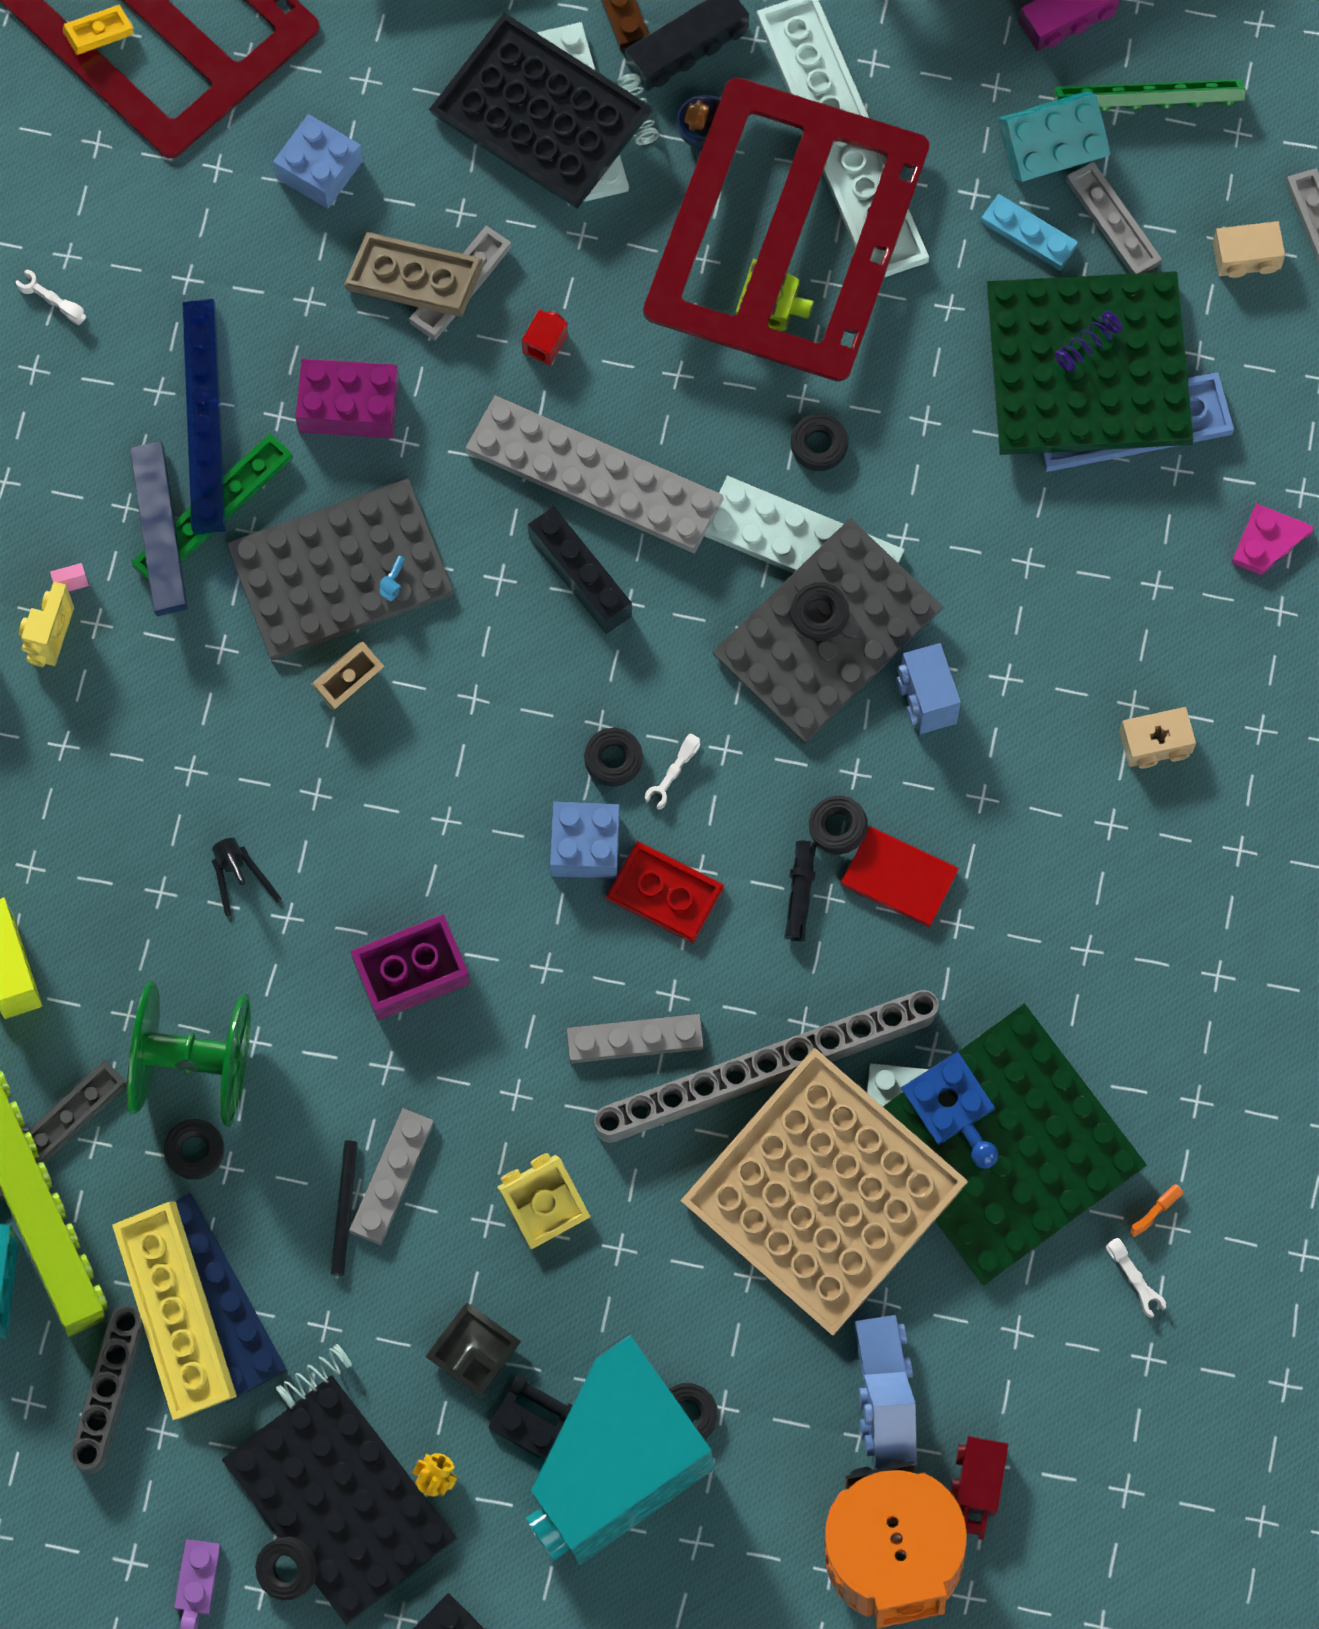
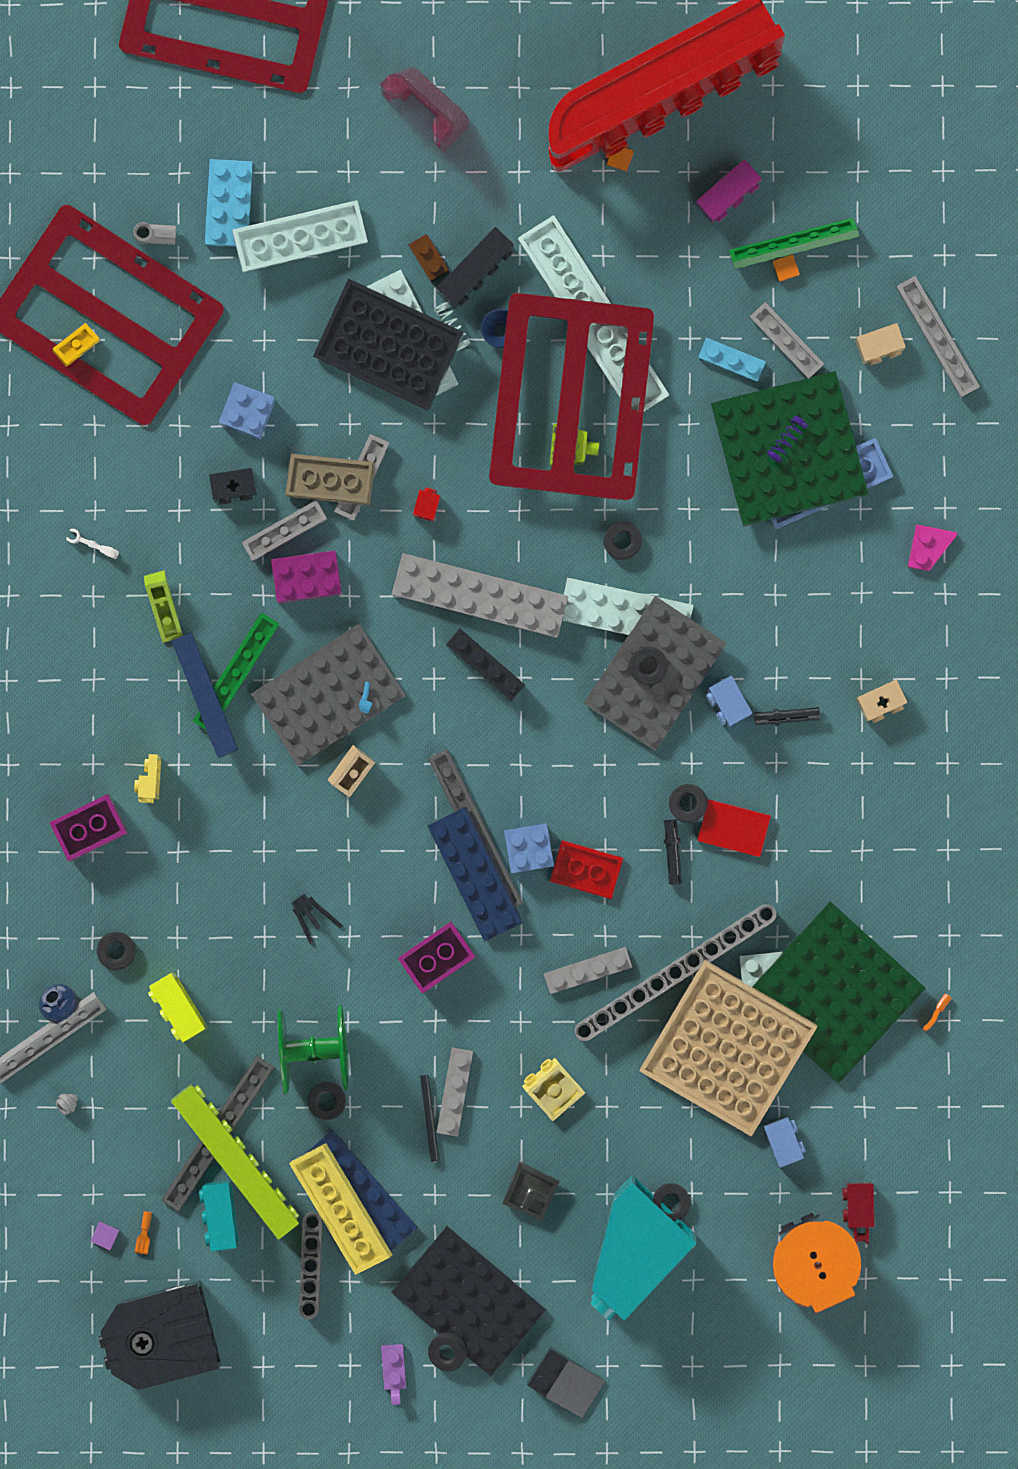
camera: 10 degrees left, 15 degrees up
(72, 576) = (154, 740): bright pink tile -> none
(130, 398) = (163, 606): none -> lime slope
(203, 417) = (214, 609): clear blue plate -> none
(260, 246) = (223, 480): none -> black brick
(284, 1393) = (451, 1214): light aqua piece -> none
(331, 332) = (284, 530): none -> light grey plate
(435, 1474) = (525, 1275): yellow gear -> none
(497, 862) = (475, 874): none -> dark blue plate
(511, 804) = (459, 798): none -> dark grey tile
(525, 1427) = (573, 1232): black plate -> none
(613, 776) = (543, 796): black tyre -> none
(687, 751) = (580, 773): white piece -> none
(697, 115) = (494, 328): clear orange plate -> none
(888, 1418) = (797, 1186): medium blue brick -> none
(948, 1121) = (795, 990): blue plate -> none
(1050, 738) = (786, 716): none -> black pin
(1054, 136) = (736, 292): teal brick -> none
(1119, 1254) = (940, 1068): white piece -> none
(1131, 126) = (785, 268): none -> orange tile

